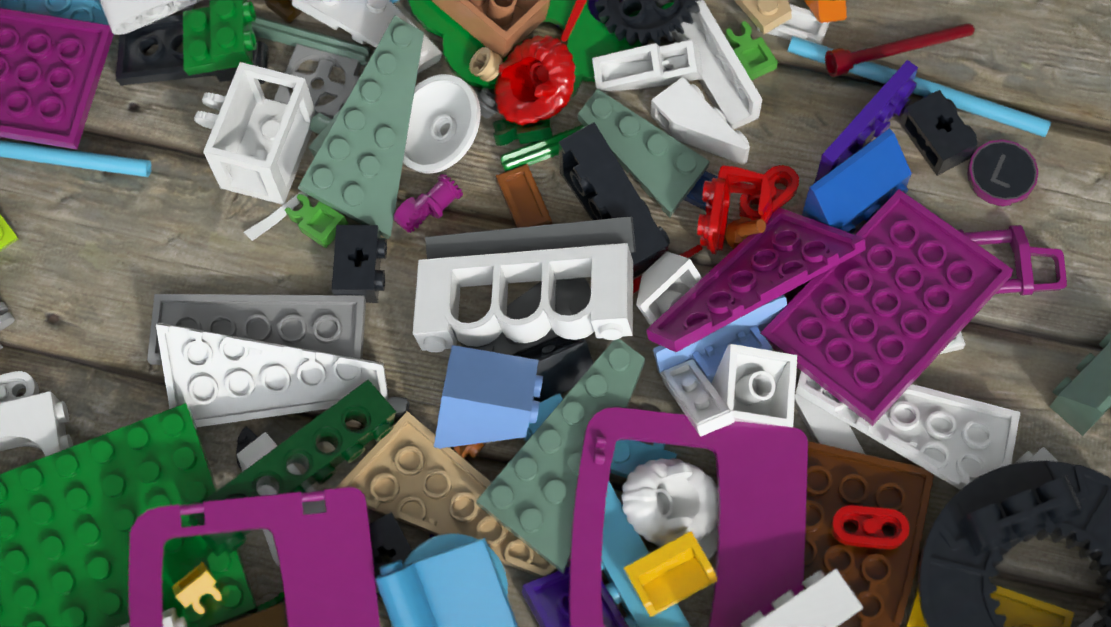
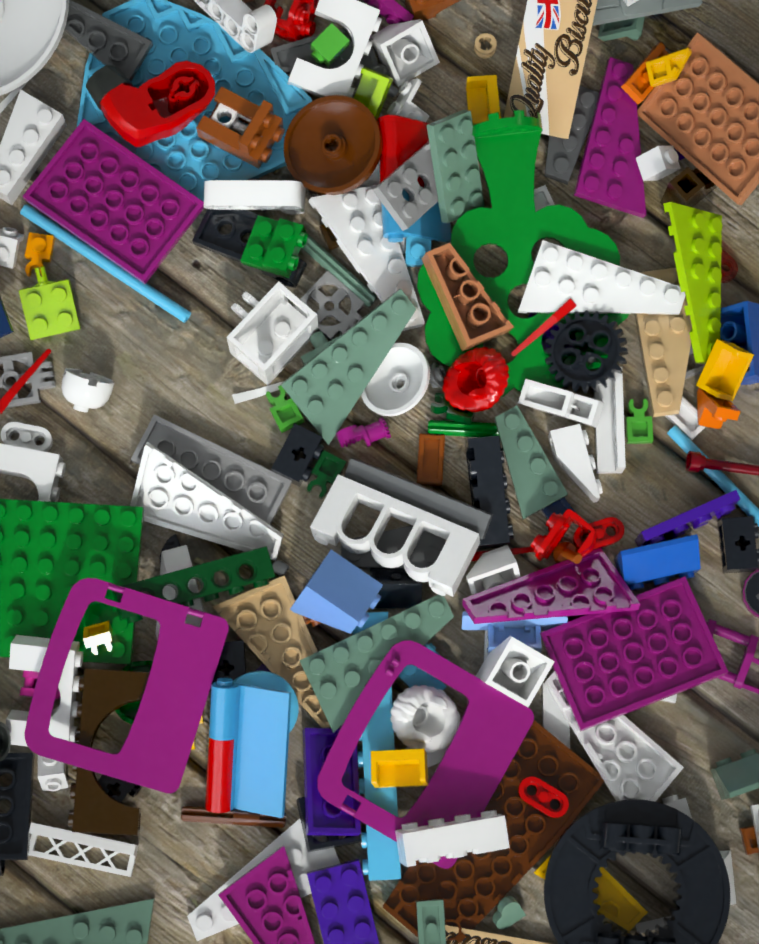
camera: 20 degrees right, 10 degrees up
(53, 302) = (86, 389): none -> white cylinder
(401, 268) = (326, 471): none -> dark green plate
(485, 64) = (448, 351): tan bush -> none
(697, 397) = (474, 659): white tile -> none

